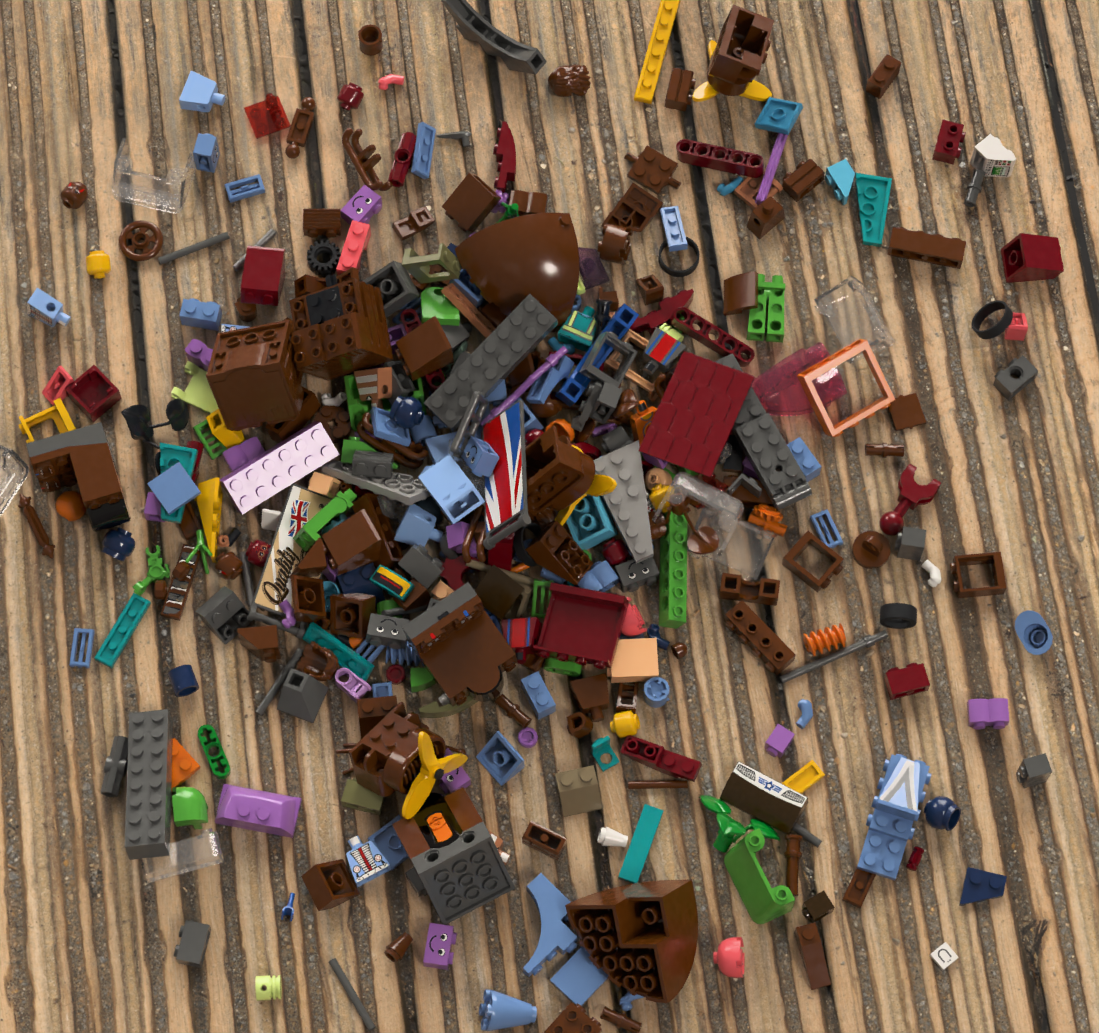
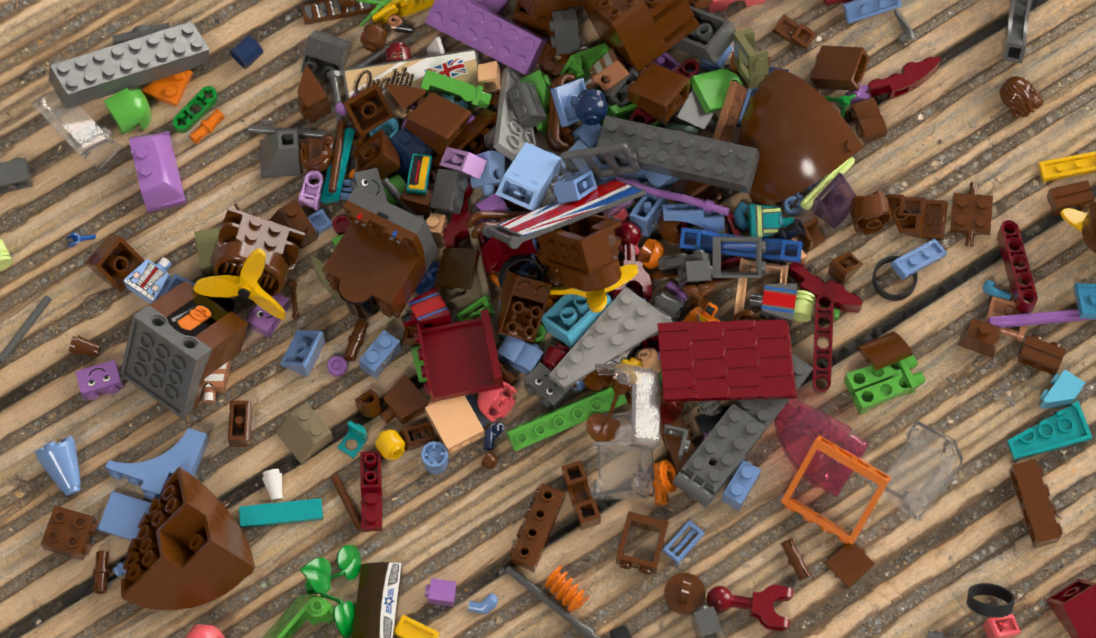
camera: 65 degrees right, 0 degrees up
(237, 748) = (207, 126): none -> orange pin
(321, 400) = (565, 30): none -> dark grey brick
(332, 646) = (337, 156): none -> reddish brown bar
(404, 539) = (463, 162): none -> lavender brick

